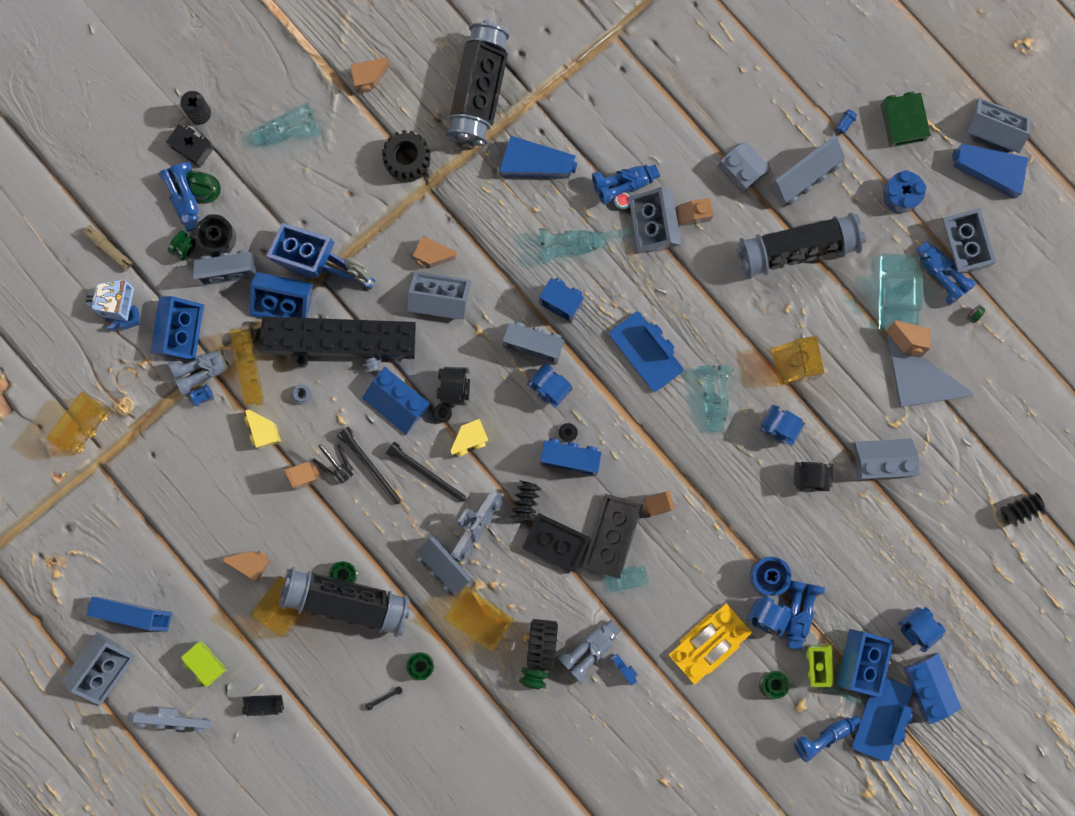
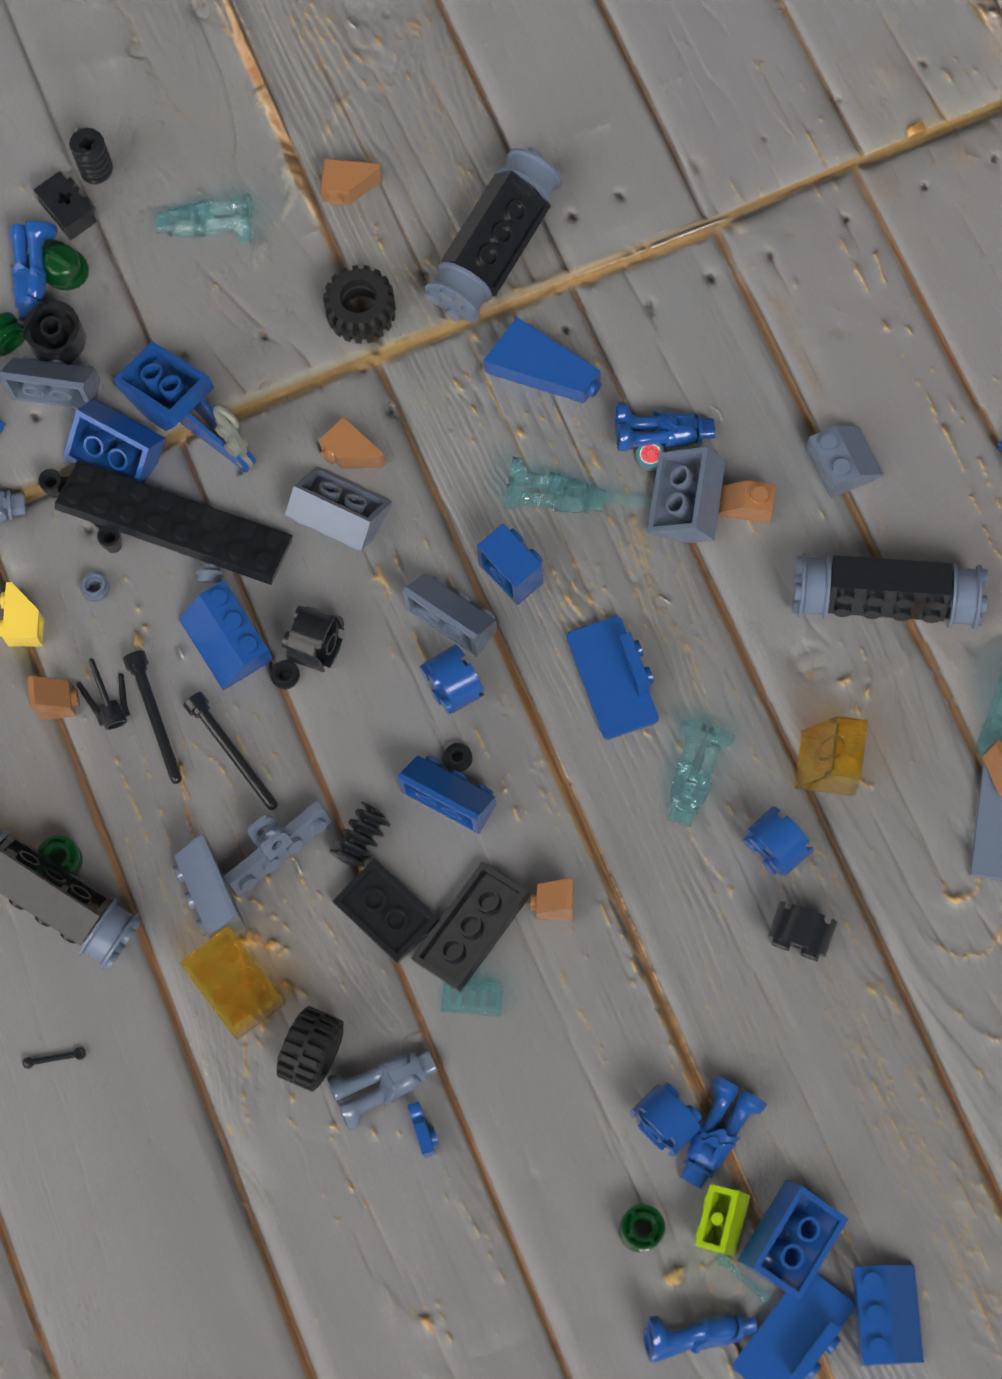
camera: 30 degrees right, 10 degrees down
(247, 365) = (32, 521): clear yellow fence -> none
(411, 670) = (113, 1016): dark green wheel -> none
(470, 436) = (310, 719): light yellow slope -> none
(533, 678) = (282, 1097): dark green wheel -> none
(709, 643) = (565, 1135): yellow piece -> none
(781, 577) = (698, 1046): blue brick -> none
(807, 172) = (934, 491): sand blue slope -> none
(886, 459) = (923, 945): sand blue slope -> none
(921, 628) = (896, 1214): blue brick -> none

